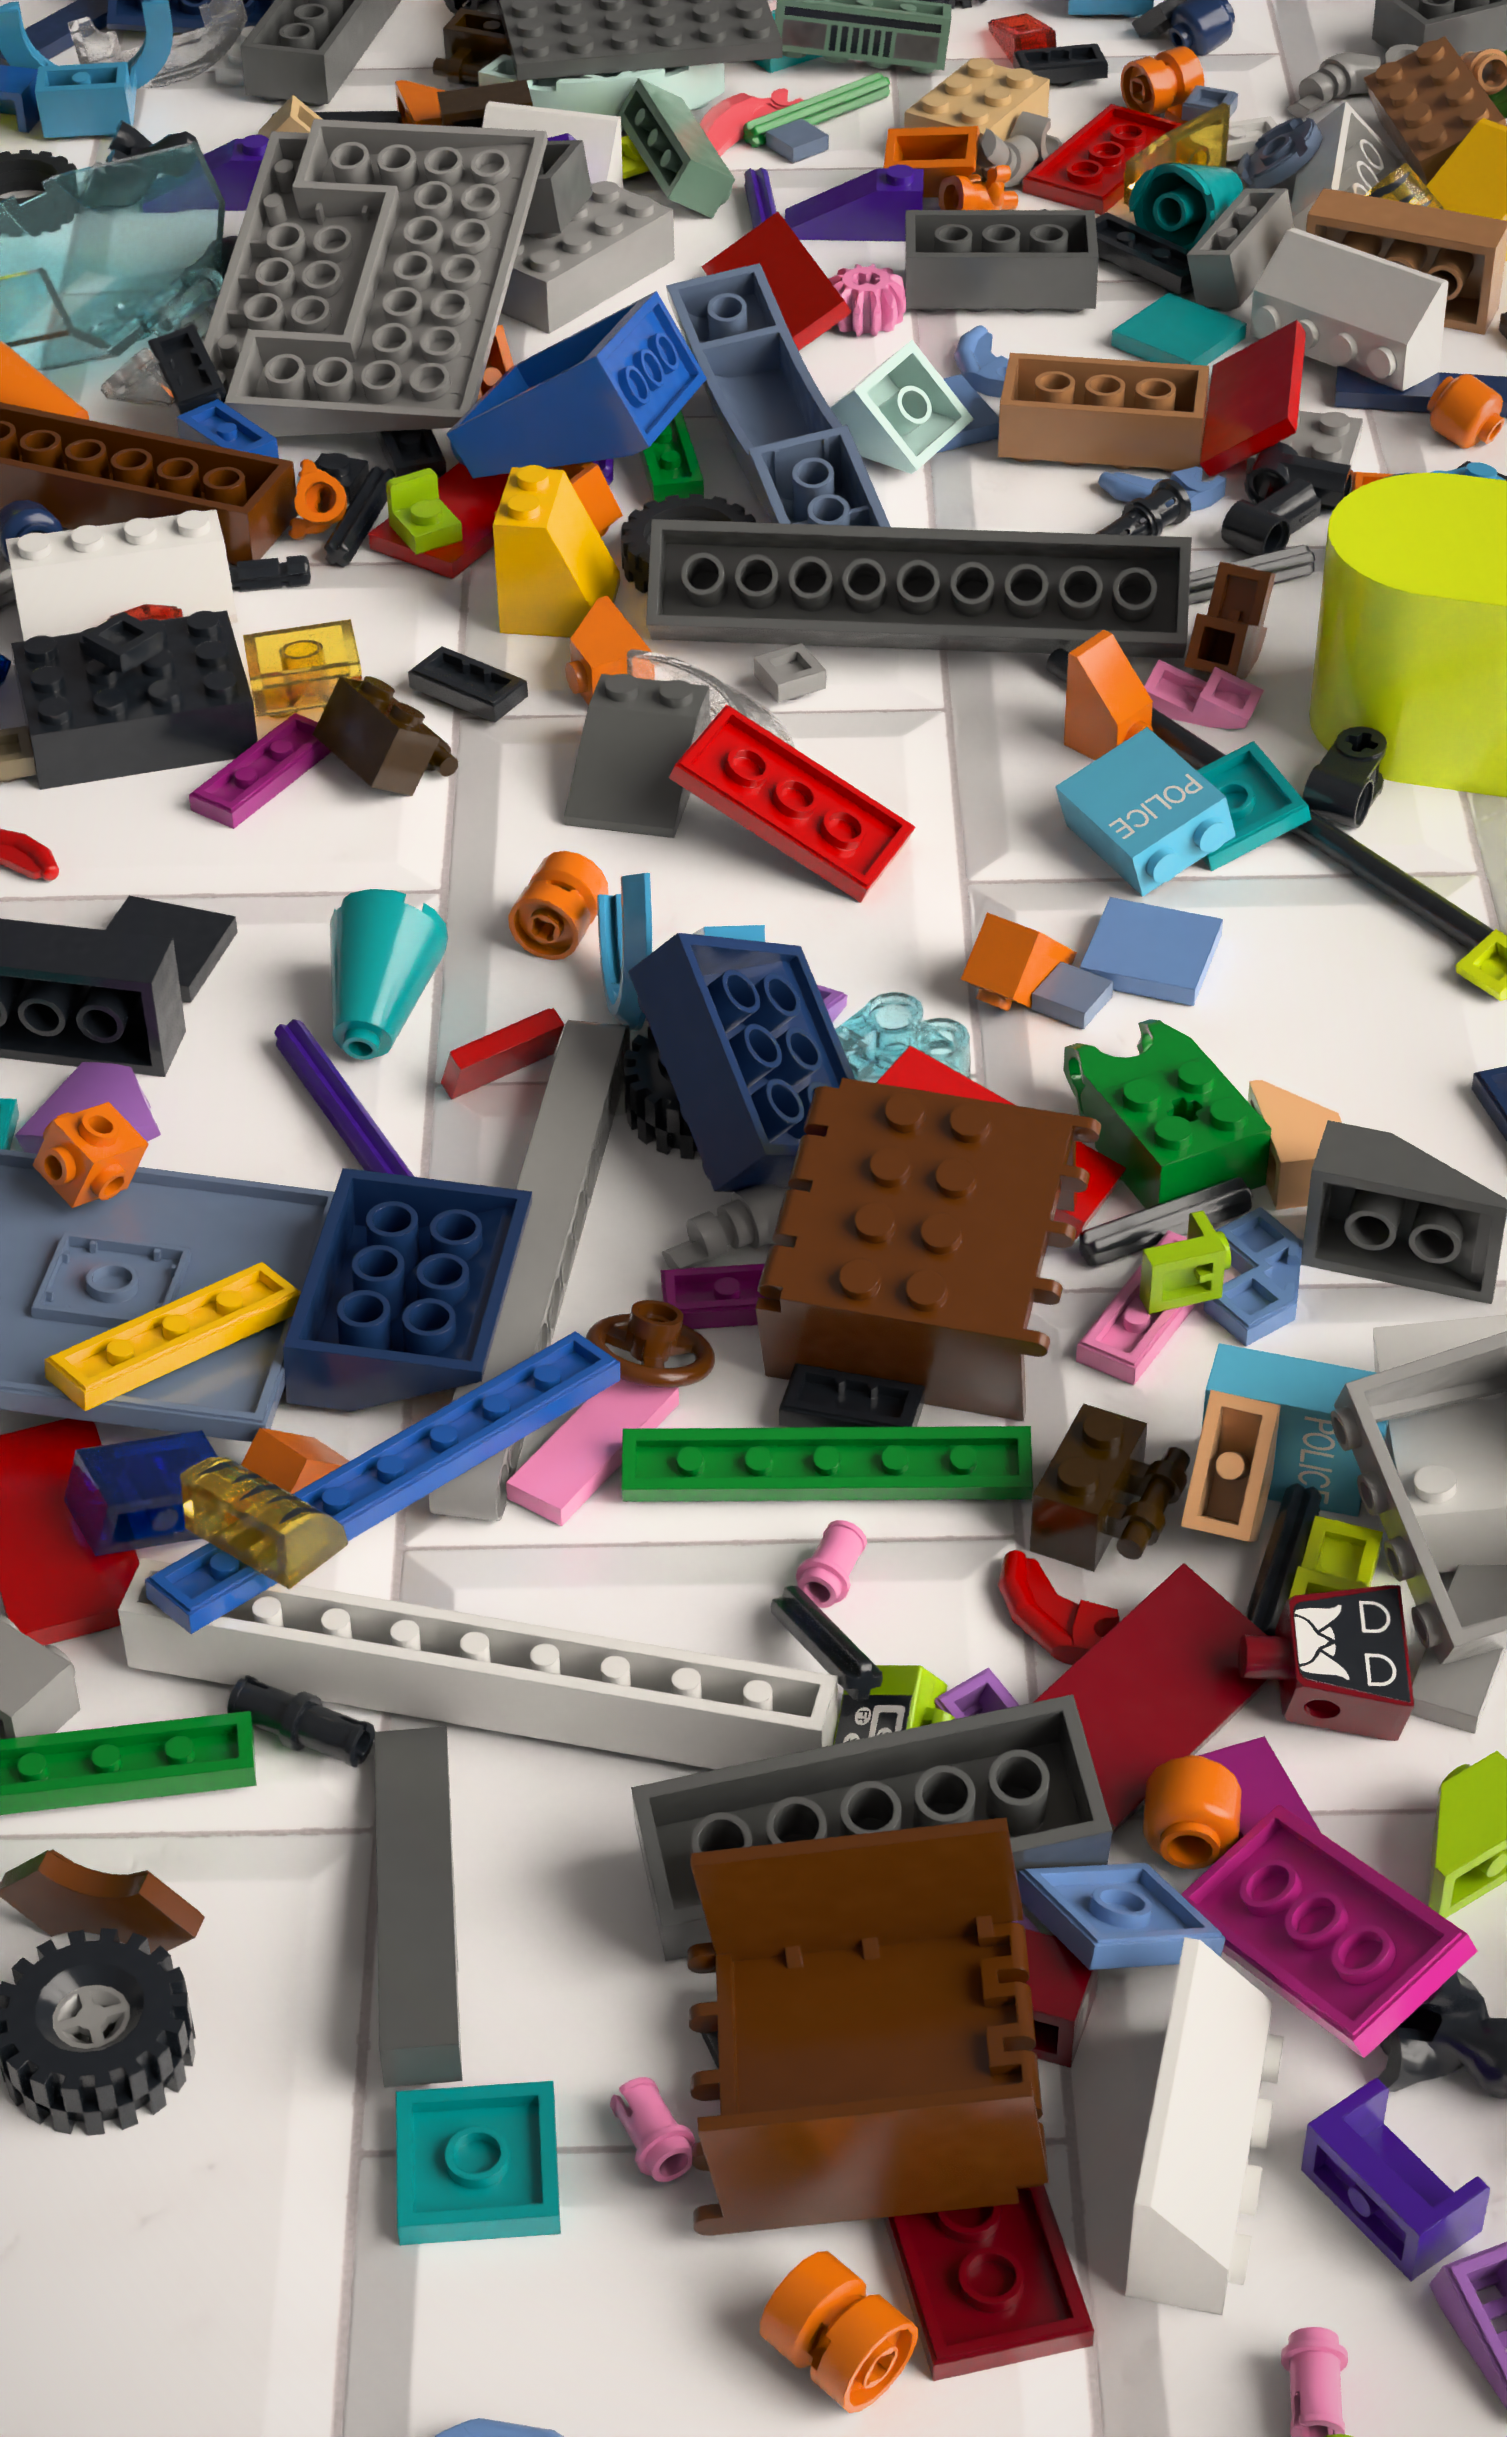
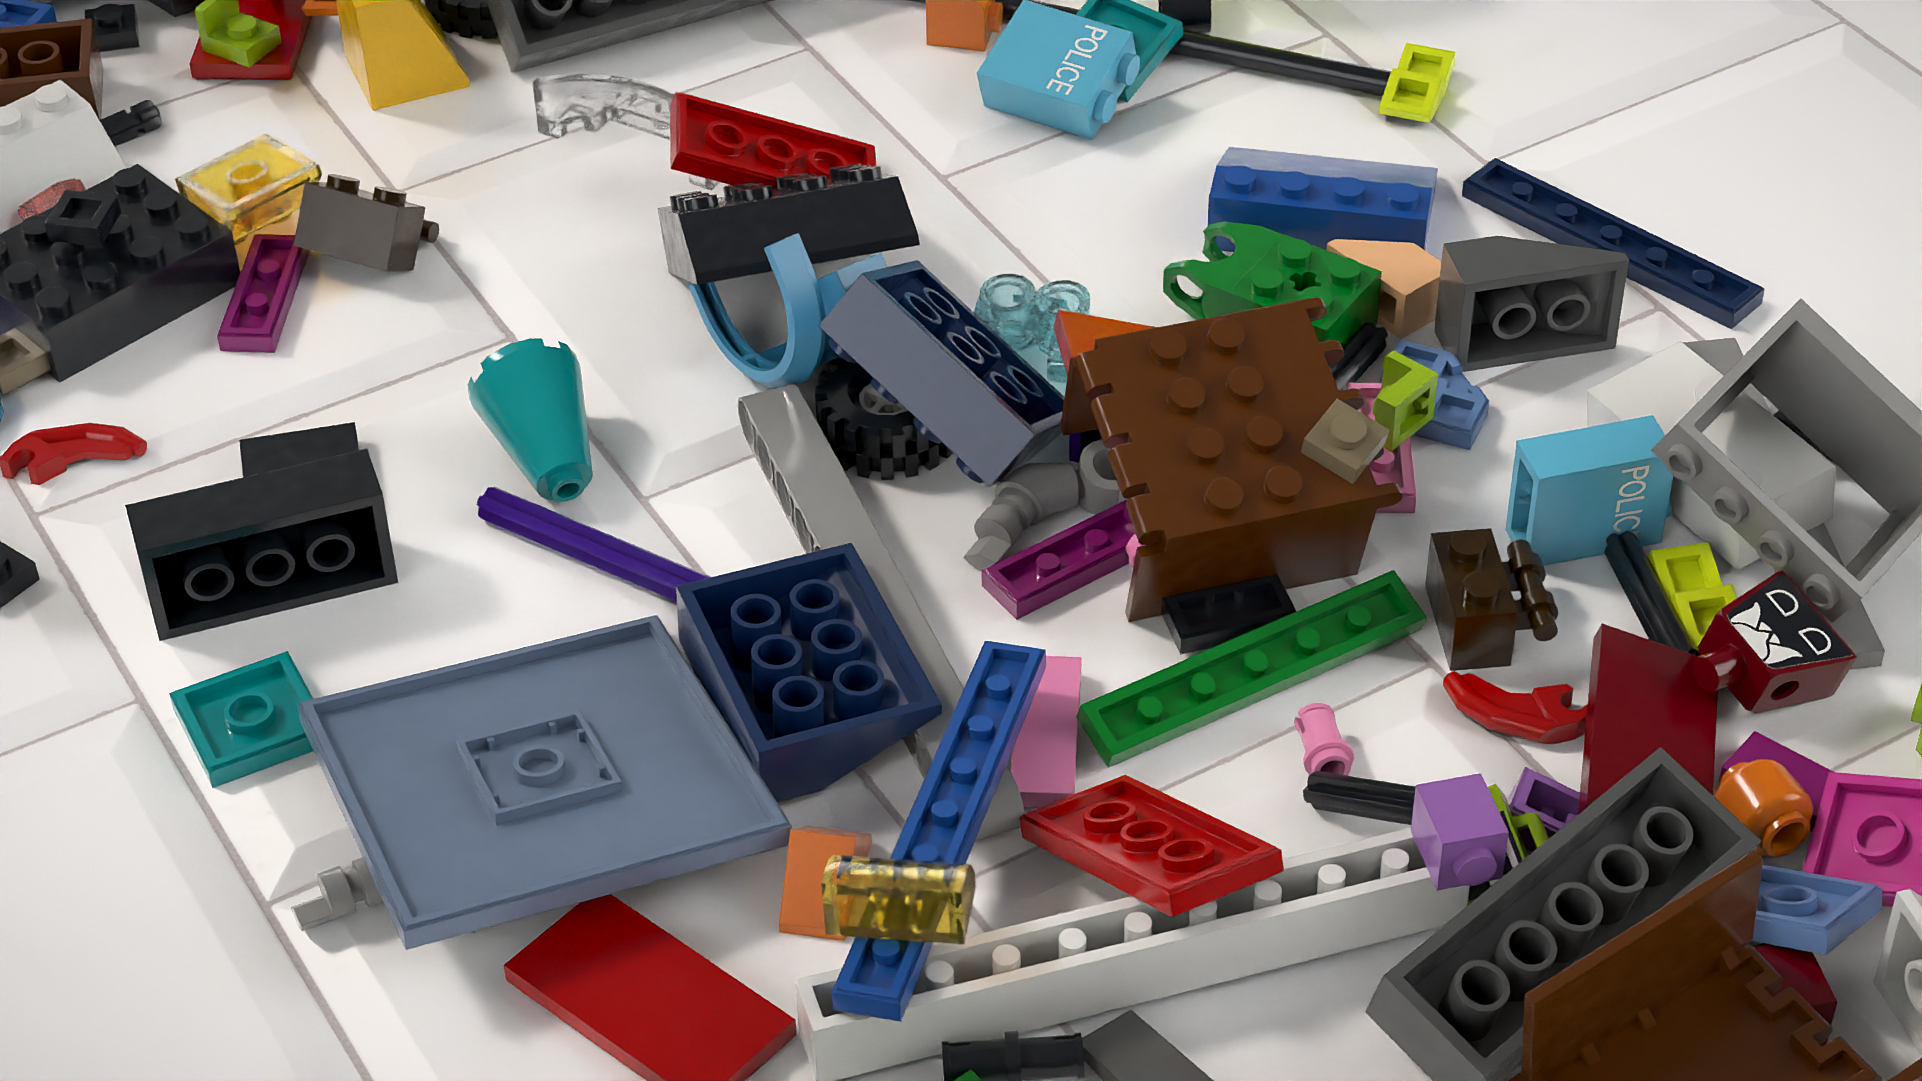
camera: 30 degrees left, 0 degrees up
(87, 1087) = (370, 634): medium lavender slope -> none
(89, 1154) = (437, 663): orange brick -> none
(132, 1491) = (725, 927): clear blue brick -> none
(172, 1336) = (647, 786): yellow tile -> none
(318, 500) = (136, 46): orange piece -> none
(358, 517) = (164, 53): black axle -> none
(468, 684) = (392, 158): black plate -> none
(502, 1052) = (697, 447): red tile -> none
(557, 905) = (642, 309): orange wheel -> none
(560, 1581) = (1151, 845): none -> red tile
(600, 647) = (500, 96): orange slope -> none
(628, 751) = (597, 165): dark grey slope -> none
(652, 1336) = (1033, 623): reddish brown piece -> none
(724, 868) = (835, 217): none -> black slope
(790, 672) = (664, 59): light grey plate -> none
(816, 1688) = (1459, 831): none -> medium lavender brick
(1011, 962) = (1056, 223): orange slope -> none
(1014, 1271) = (1344, 441): none -> dark tan plate
(1072, 995) = (1111, 233): sand blue tile -> none
(1153, 950) = (1142, 178): medium blue tile -> none
(1232, 1467) = (1583, 535): light nougat slope -> none
(1306, 1036) = (1322, 197): none -> blue slope

